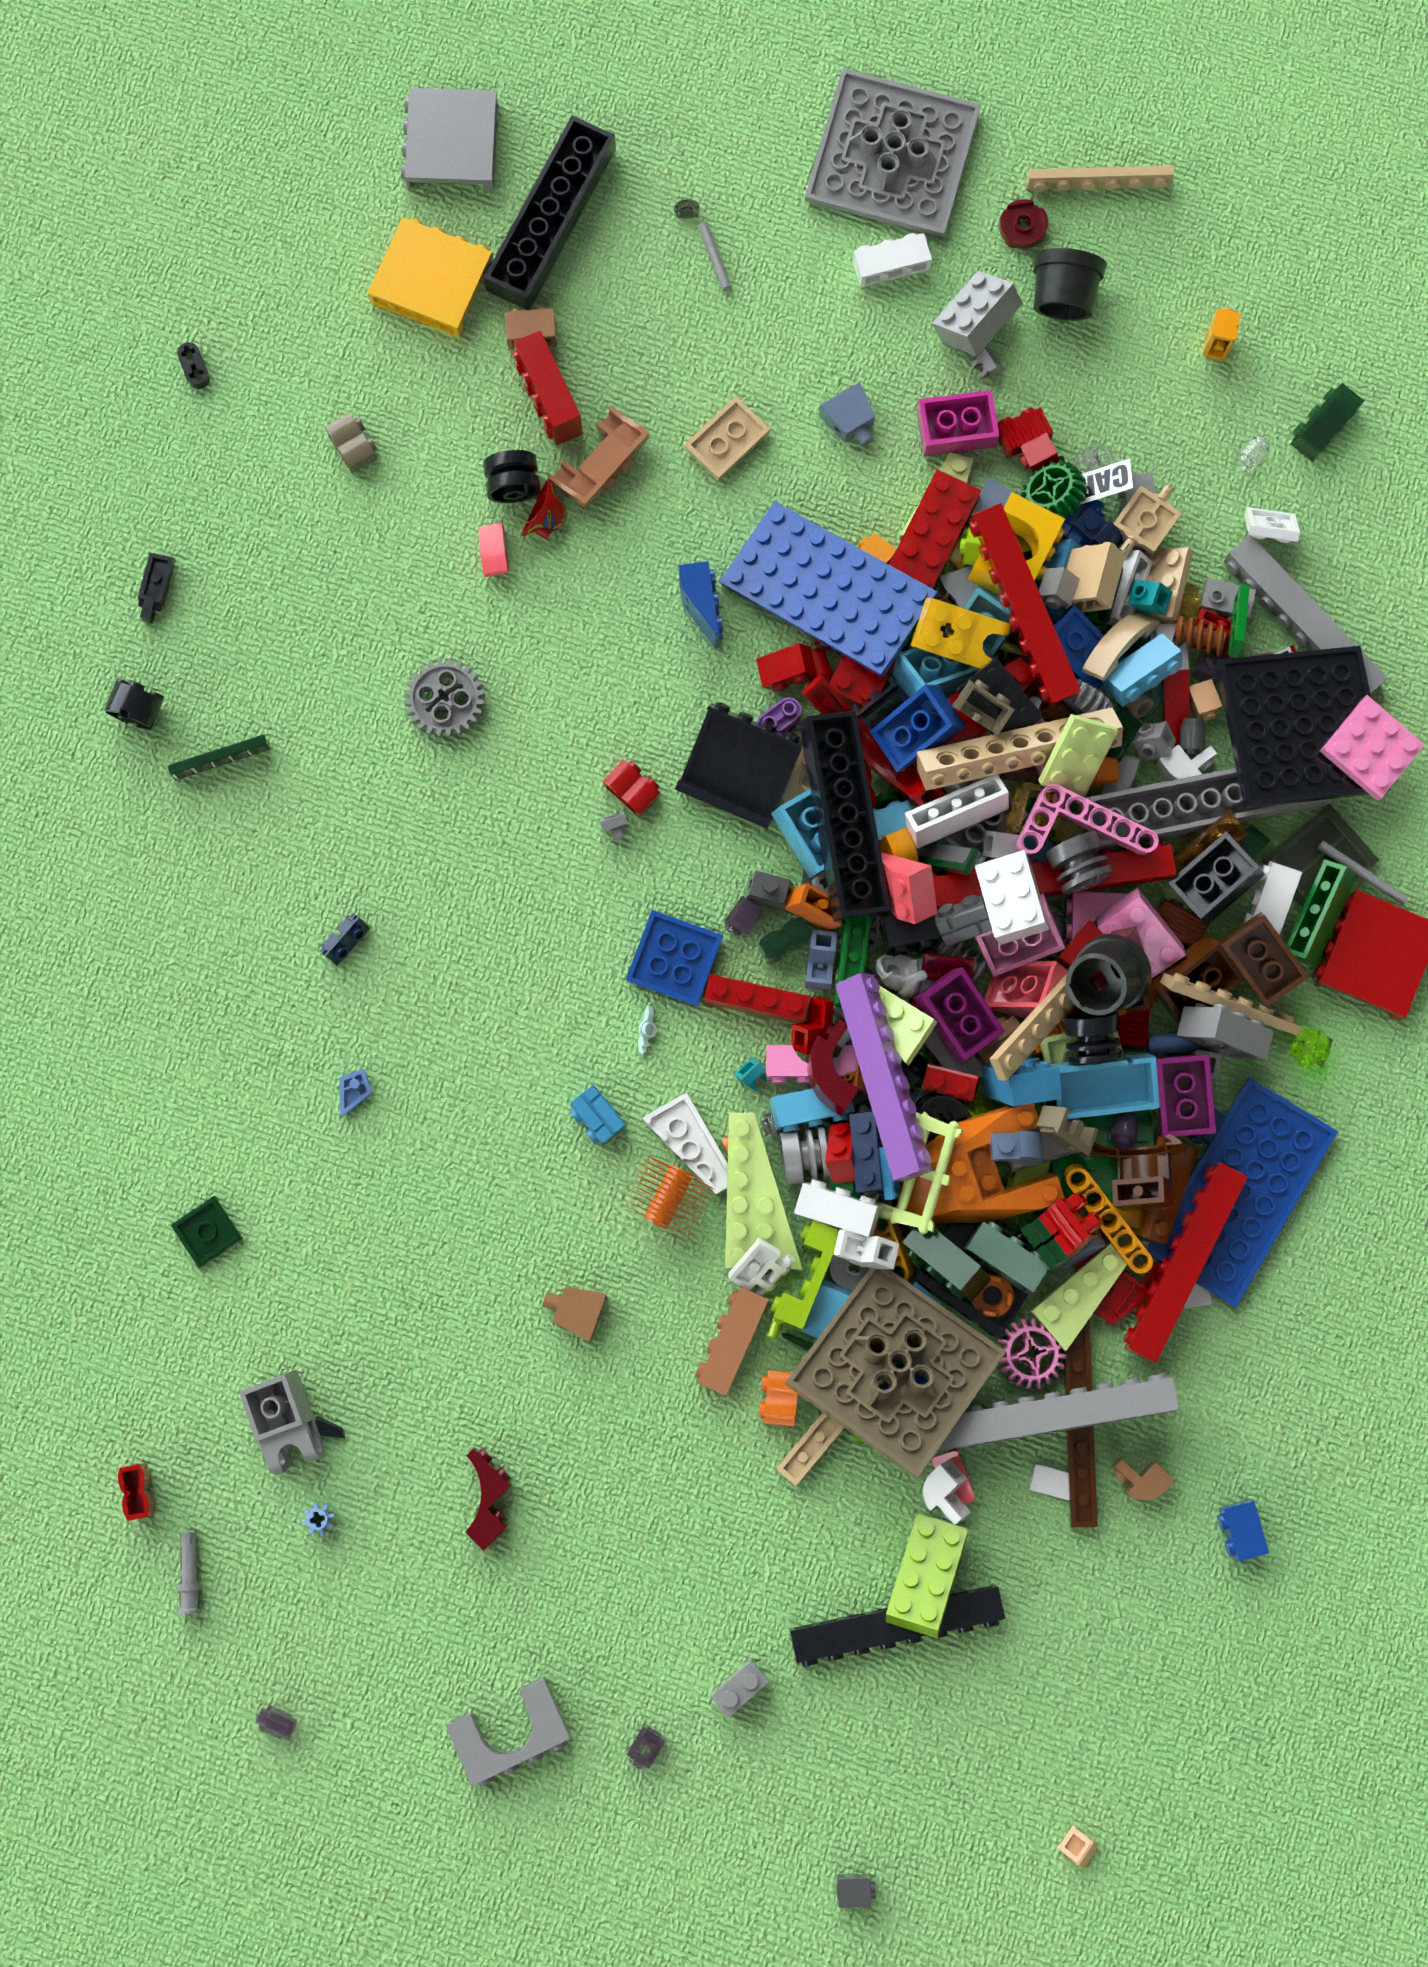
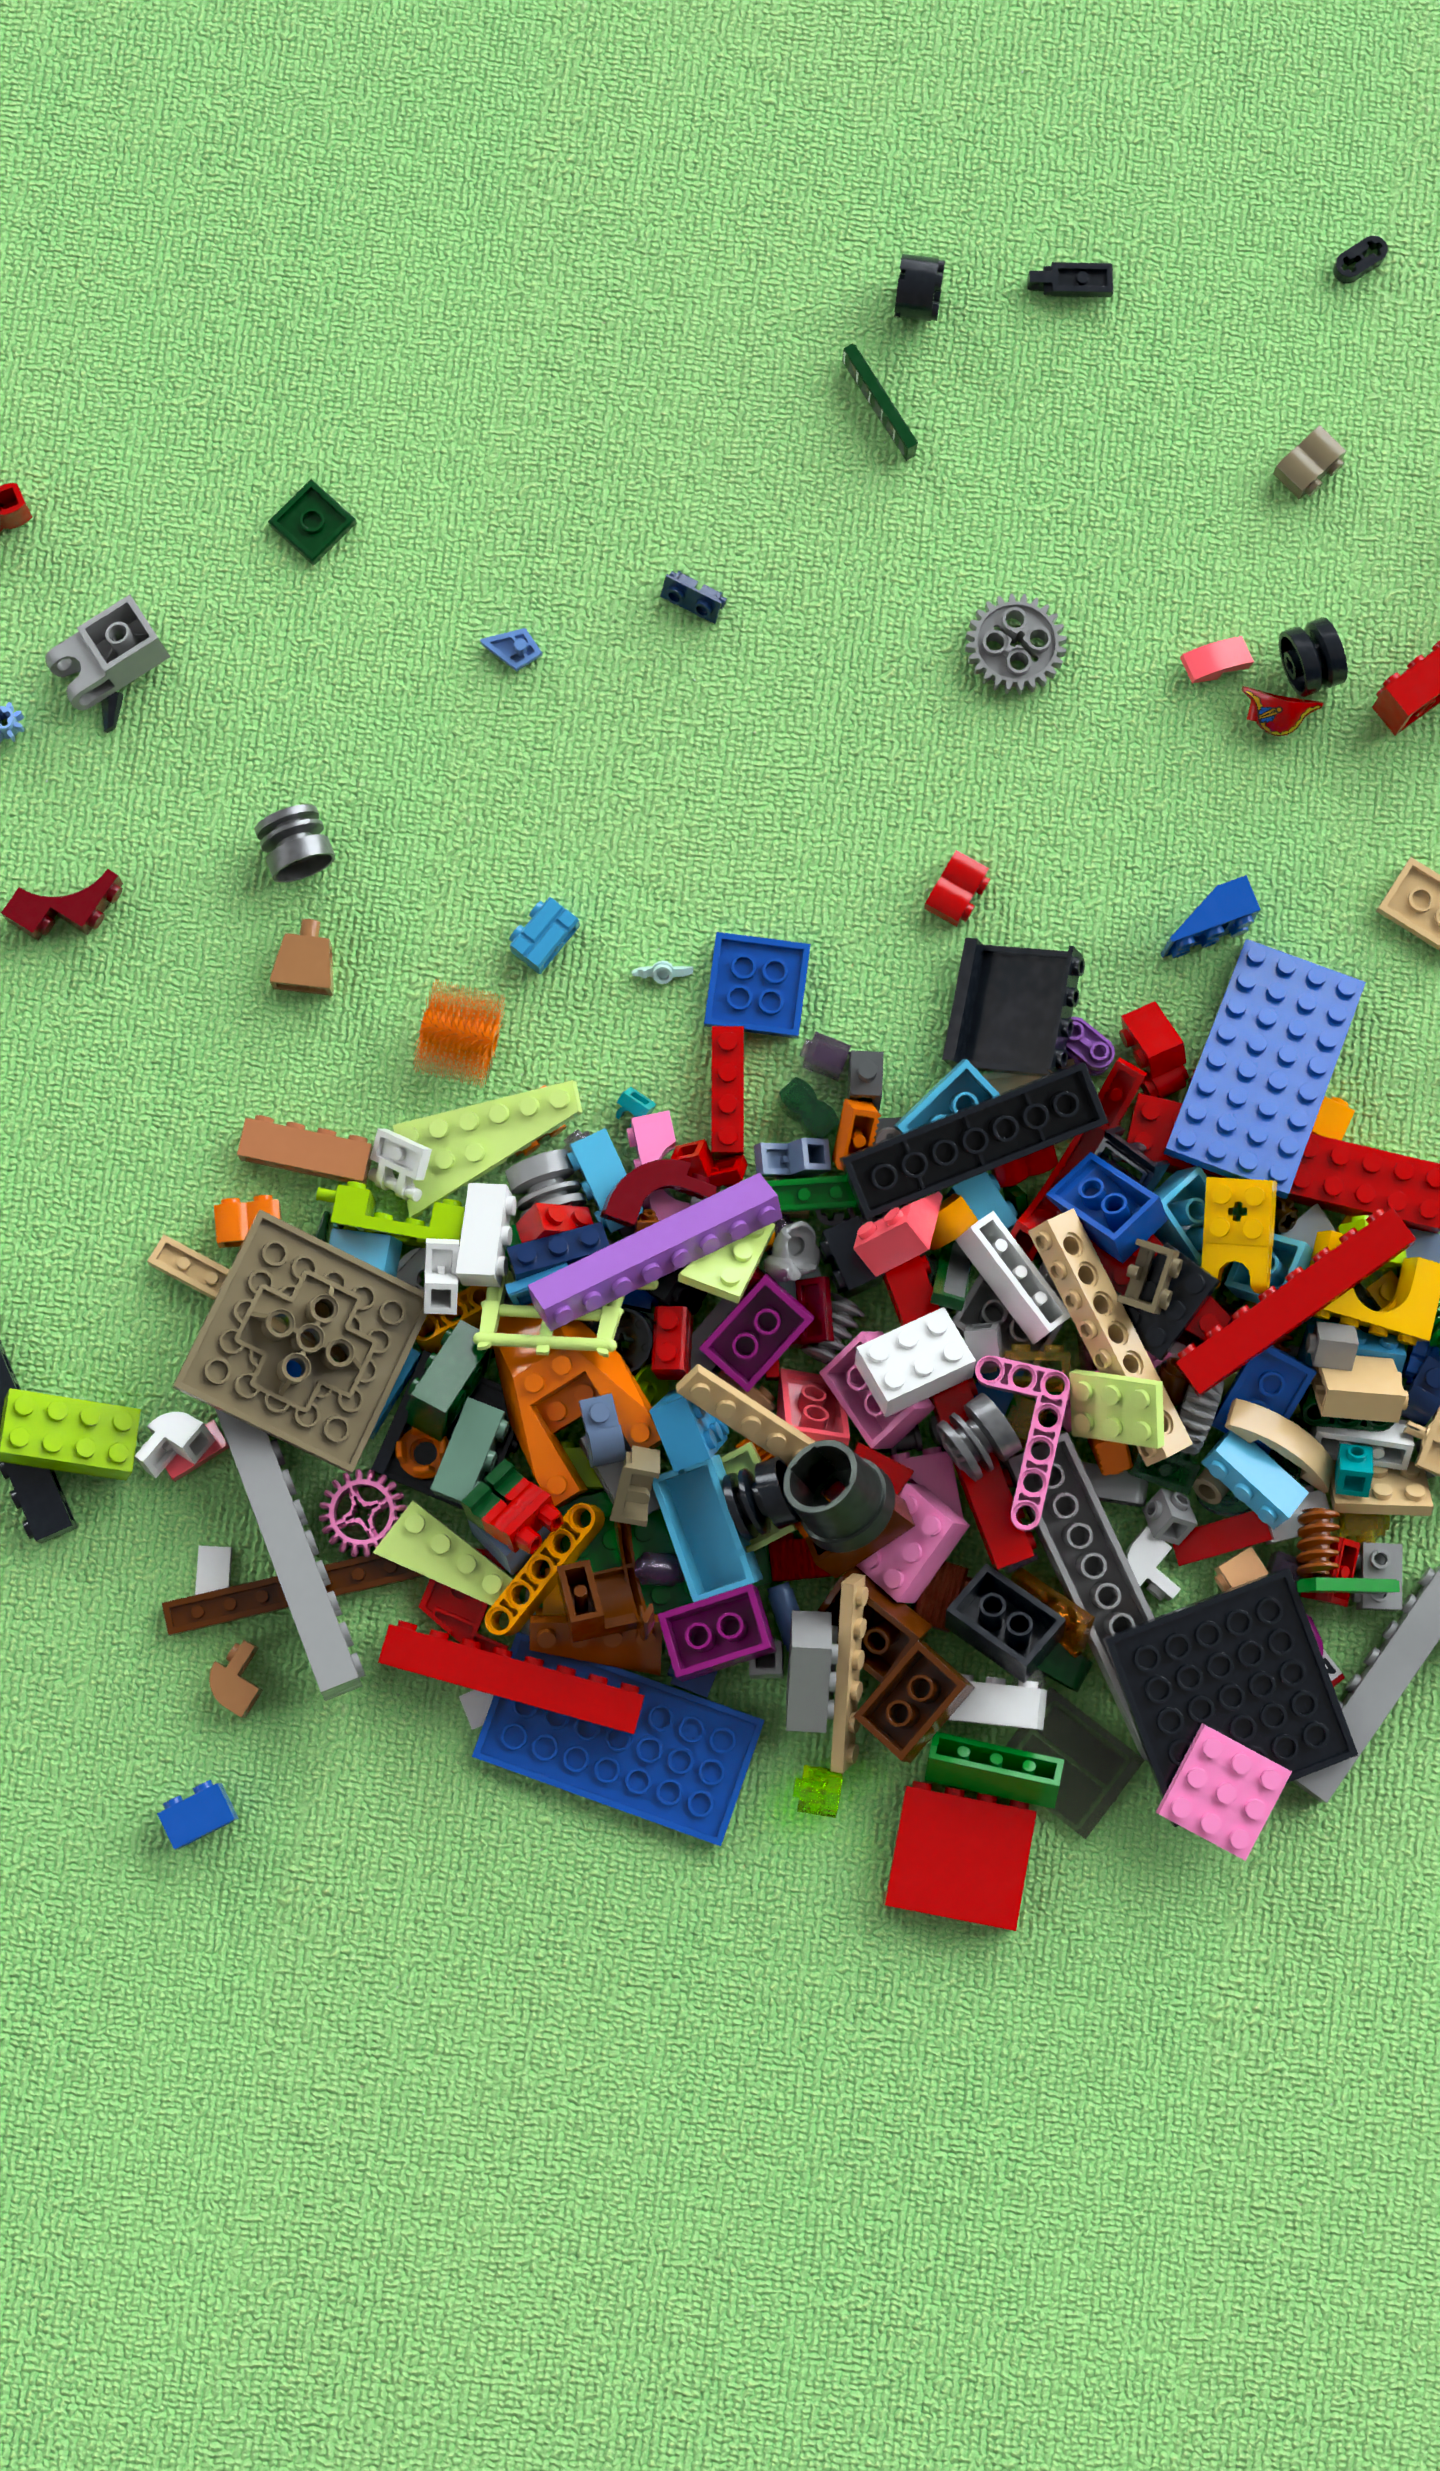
camera: 75 degrees right, 0 degrees up
(479, 1298) = (294, 843): none -> flat silver wheel
(605, 463) = (1362, 767): nougat bracket -> none
(614, 824) = (907, 877): light grey tile -> none
(690, 1140) = (542, 1047): white wing -> none
(963, 920) = (874, 1308): dark grey brick -> none
(1192, 735) = (1189, 1563): dark grey brick -> none
(1362, 872) = (1062, 1818): light grey bar -> none

